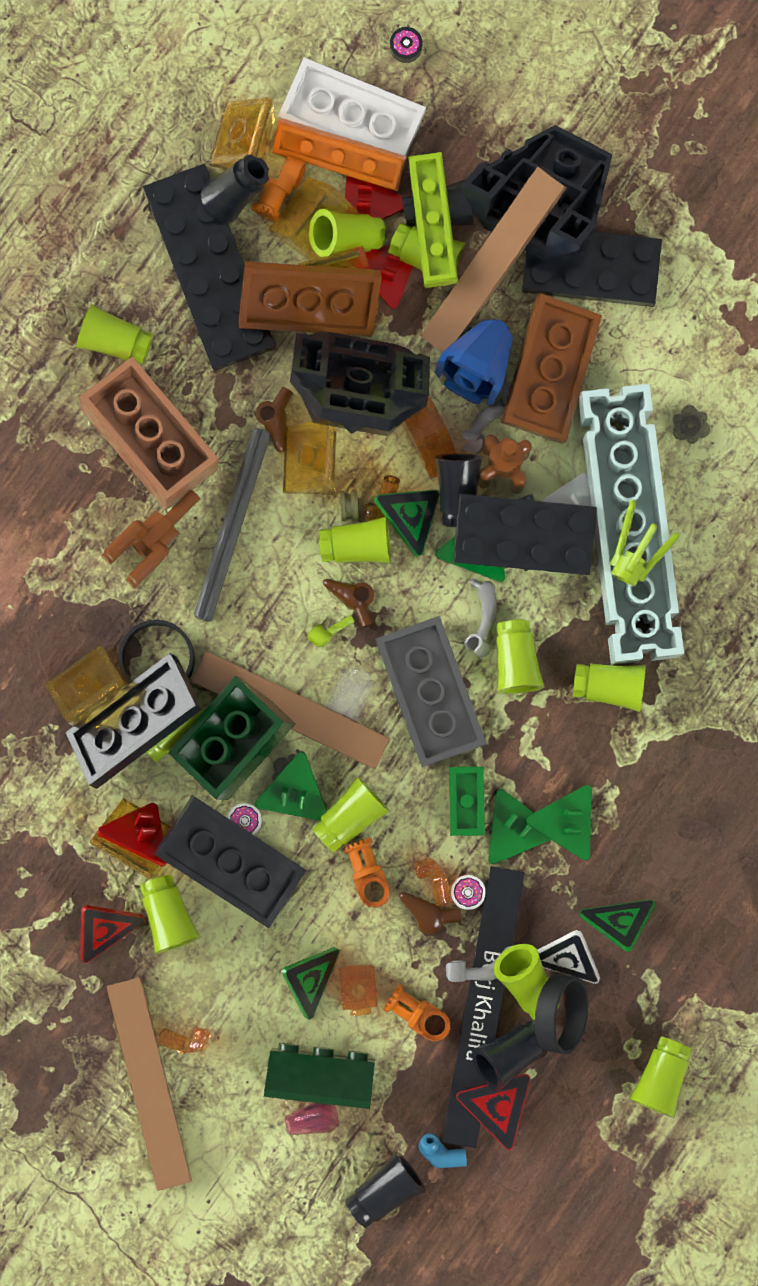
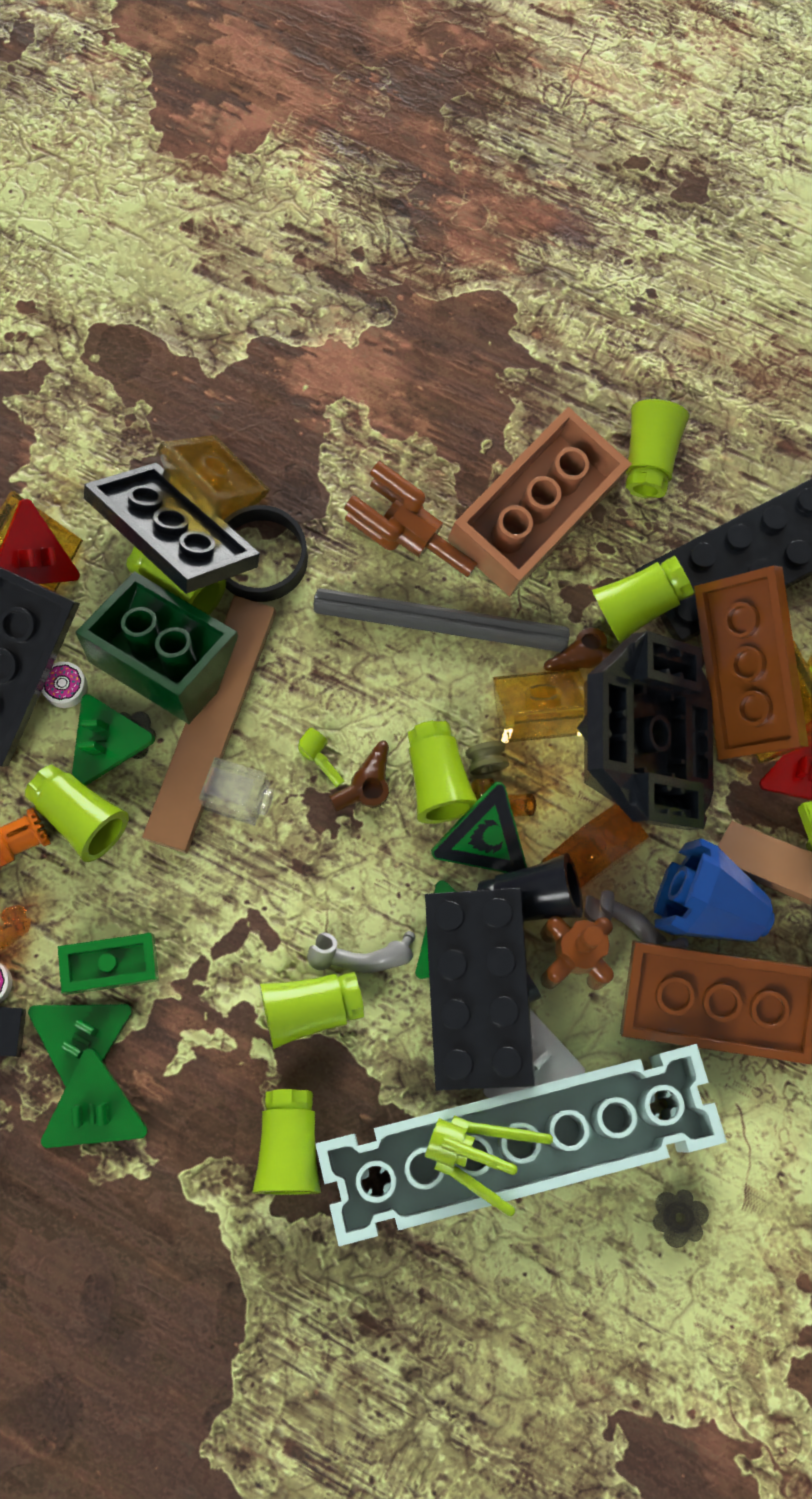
camera: 80 degrees right, 10 degrees down
(242, 368) = (643, 596): none -> lime plant
(430, 691) = (251, 896): dark grey plate -> none

